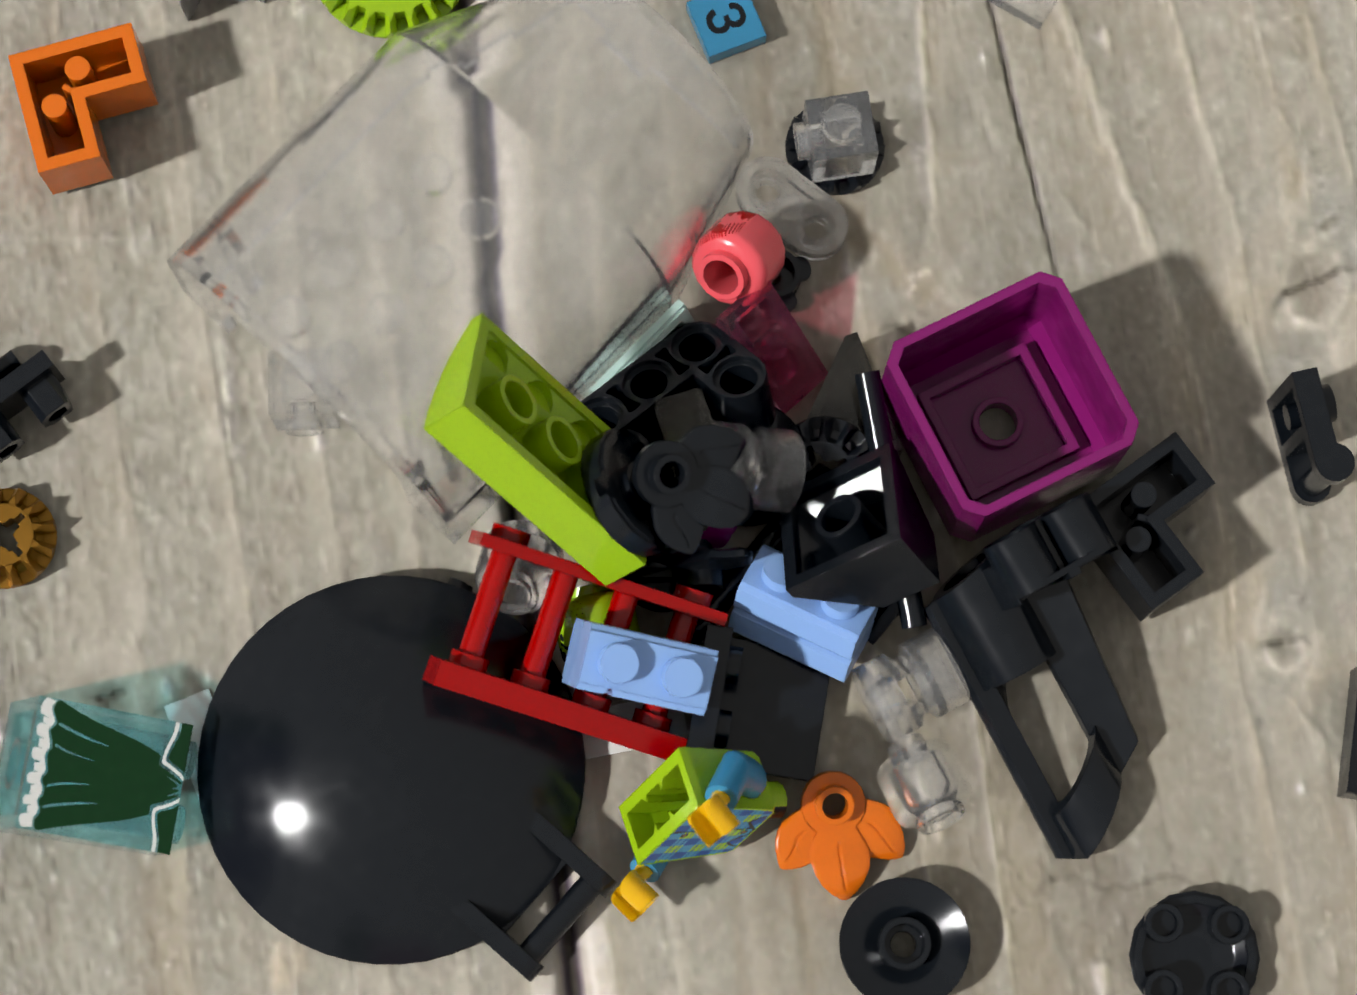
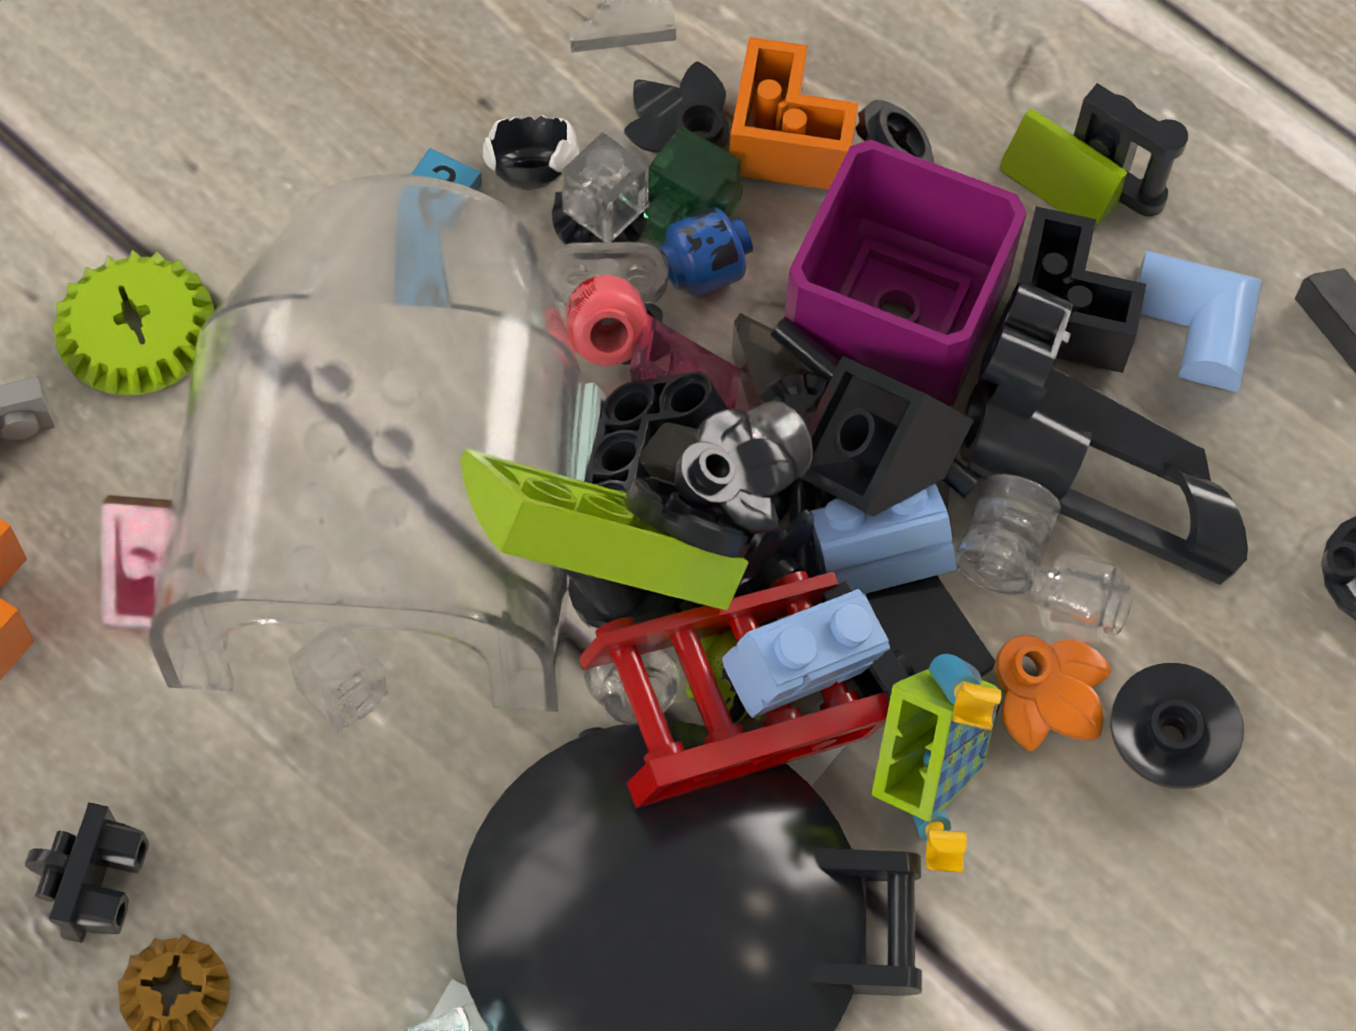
camera: 40 degrees left, 15 degrees down
(225, 165) = (131, 558): none -> clear pink slope
(820, 47) = (530, 150): none -> black hair
(883, 252) = (706, 251): none -> blue head
(925, 177) = (688, 179): none -> clear green brick
(975, 99) = (665, 108): none -> black plate
(1035, 187) = (781, 130): none -> orange brick
(1143, 289) = (895, 128): none -> black gear
(1250, 408) = (1062, 169): none -> lime slope
(1270, 630) = (1216, 308): none -> light blue brick

